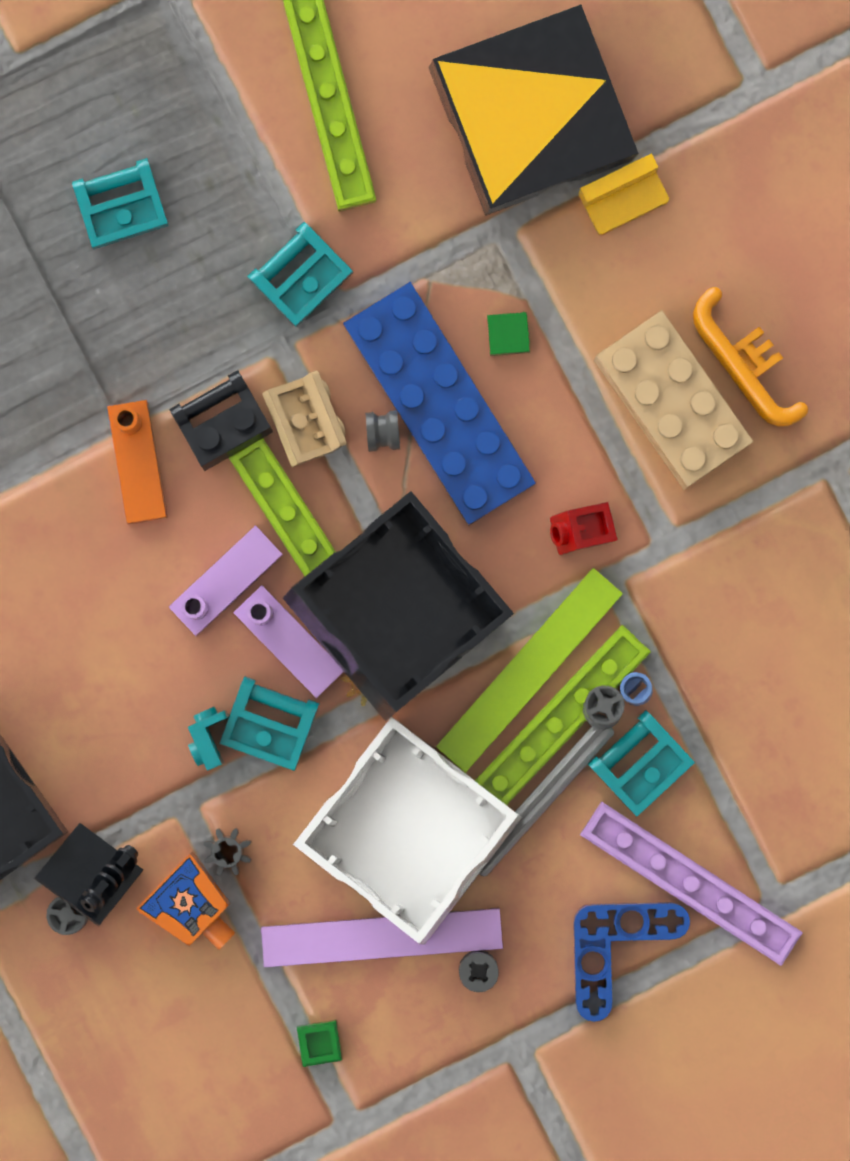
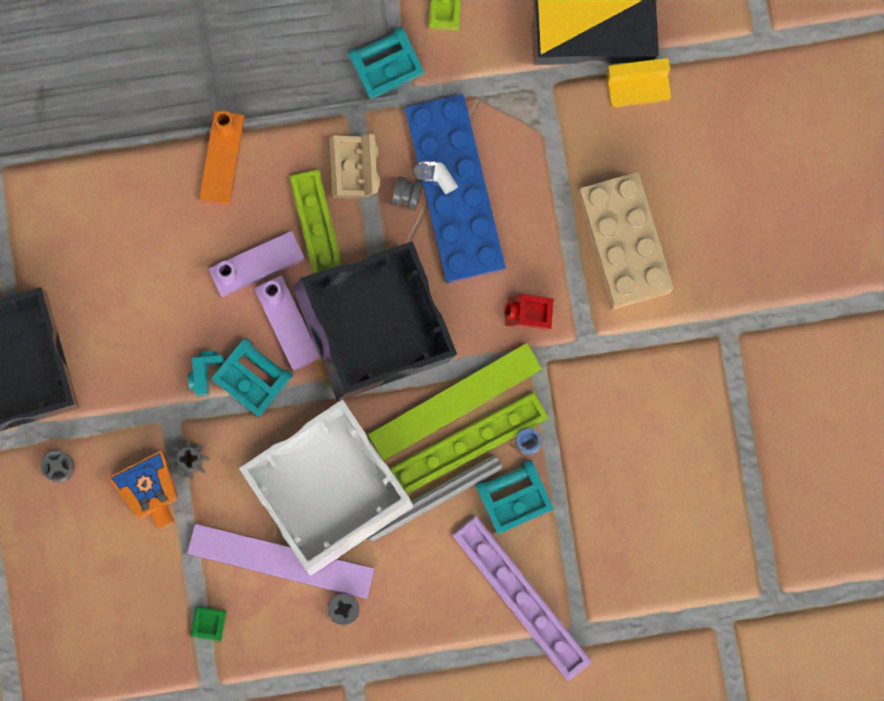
camera: 15 degrees right, 5 degrees down
(90, 873) = (84, 441): black hinge -> none
(227, 431) = (295, 156): black plate -> none
(411, 393) = (435, 172): none -> arm
(508, 334) = (522, 155): green tile -> none
(601, 943) = (440, 619): blue beam -> none
(609, 703) = (504, 441): dark grey wheel -> none
(744, 362) = (687, 231): light orange piece -> none

